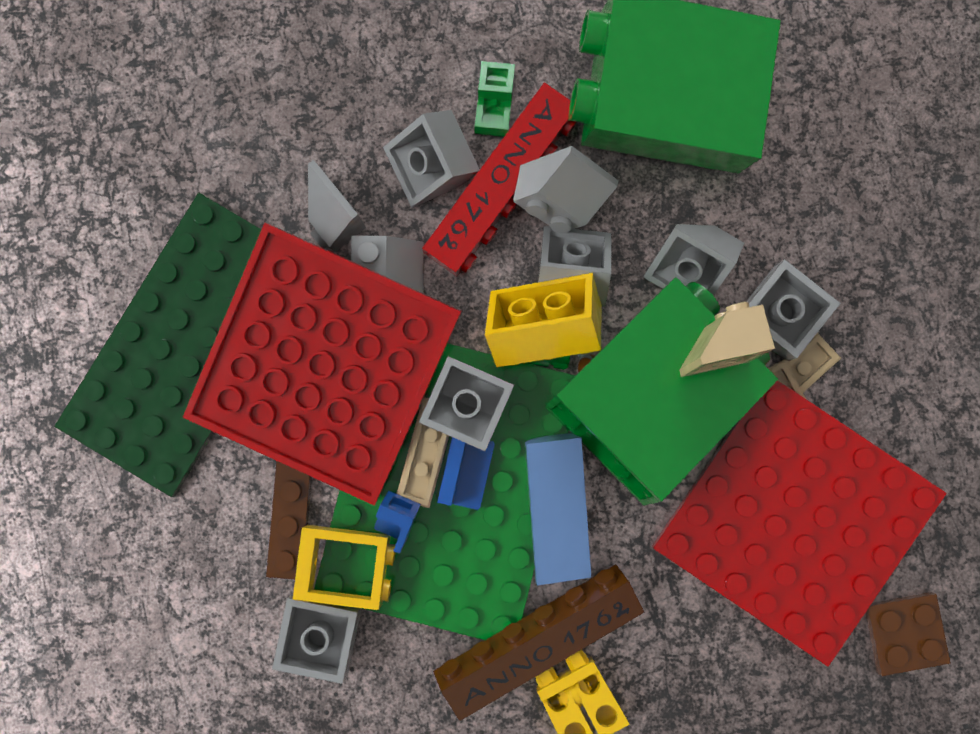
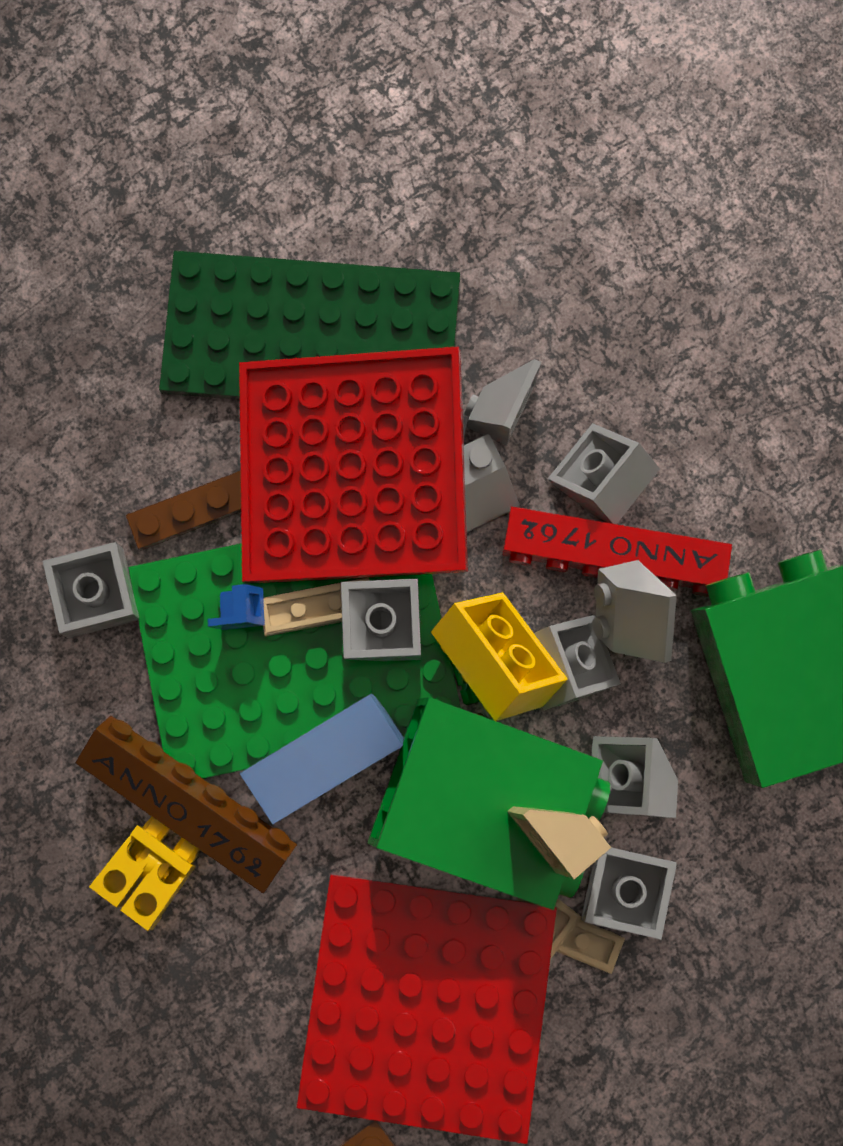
camera: 60 degrees right, 5 degrees down
(307, 565) = (156, 546): yellow window -> none
(465, 475) = (313, 654): blue panel -> none
(494, 98) = (694, 506): green slope -> none

